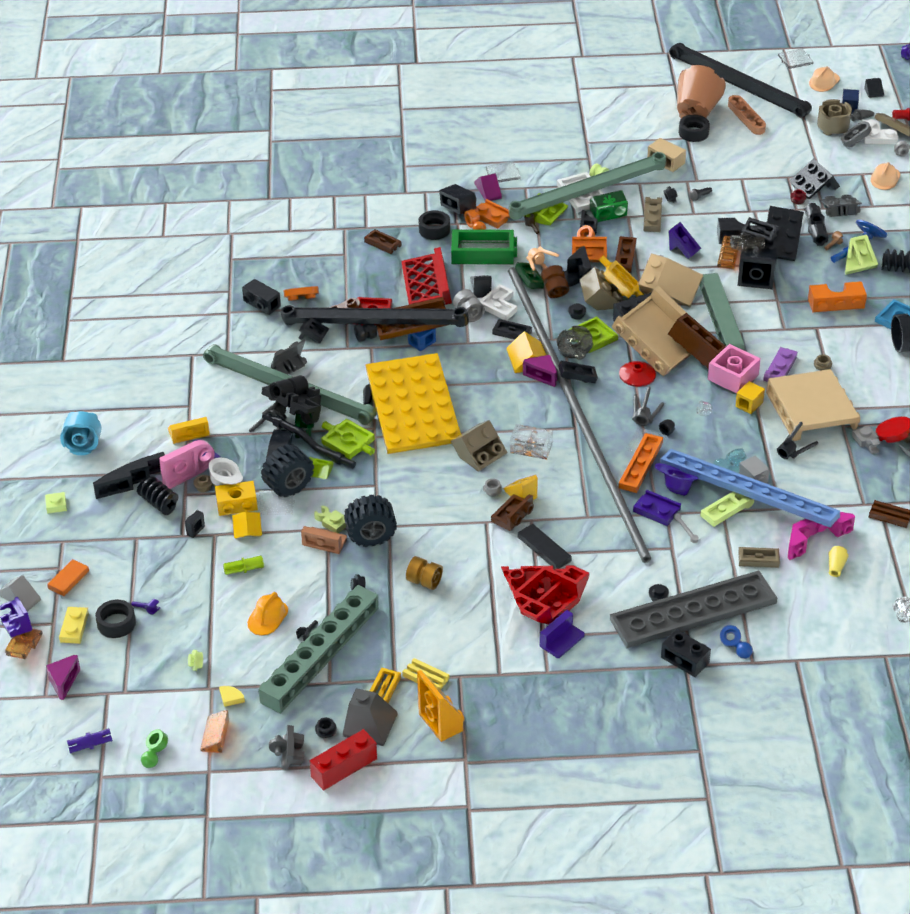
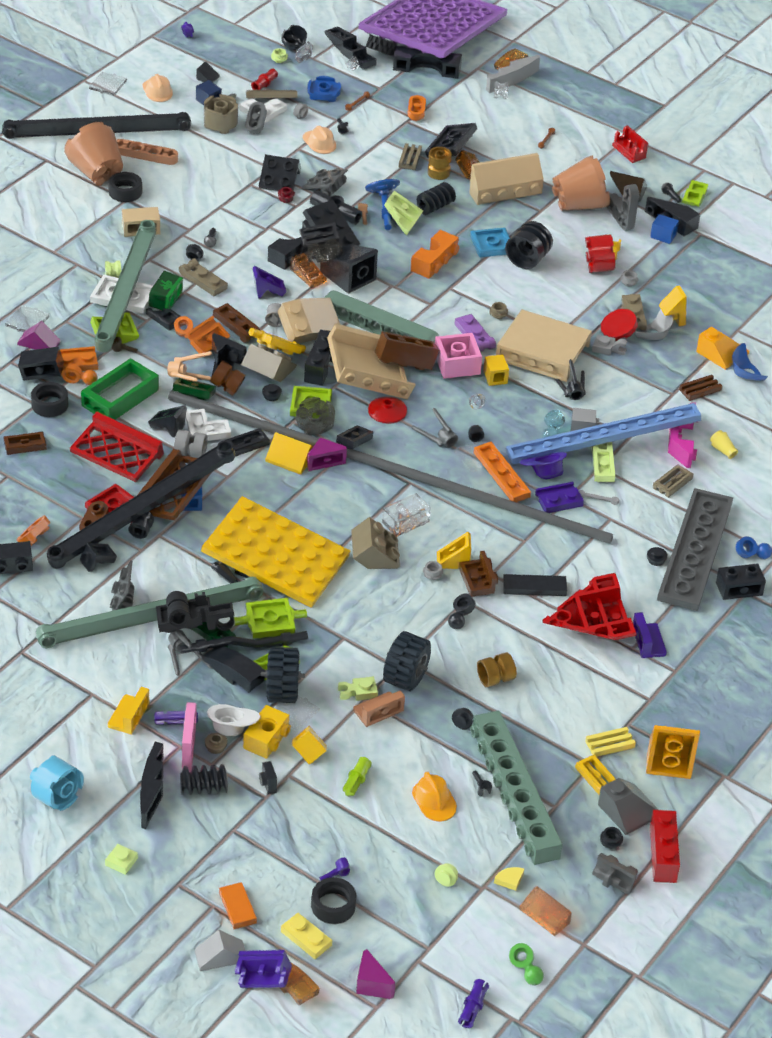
camera: 55 degrees left, 0 degrees up
(472, 522) = (464, 605): none -> black plate

